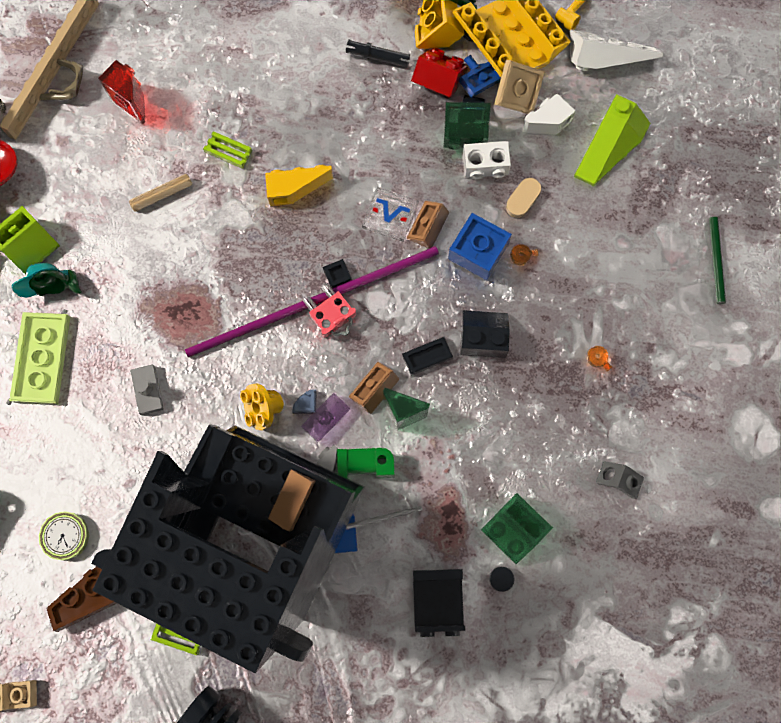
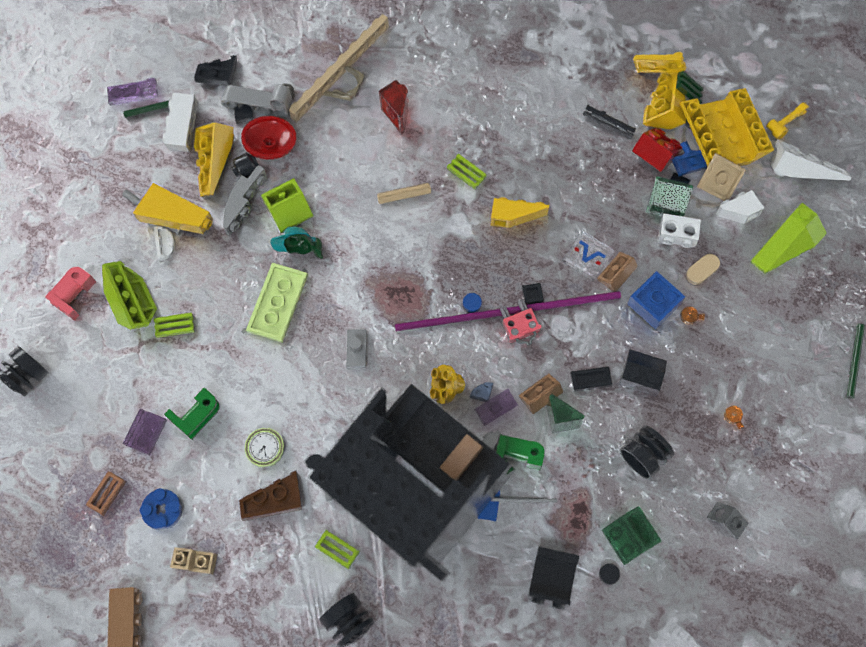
camera: 15 degrees right, 5 degrees down
(269, 301) = (472, 302): none -> blue tile
(513, 423) = (647, 452): none -> black wheel

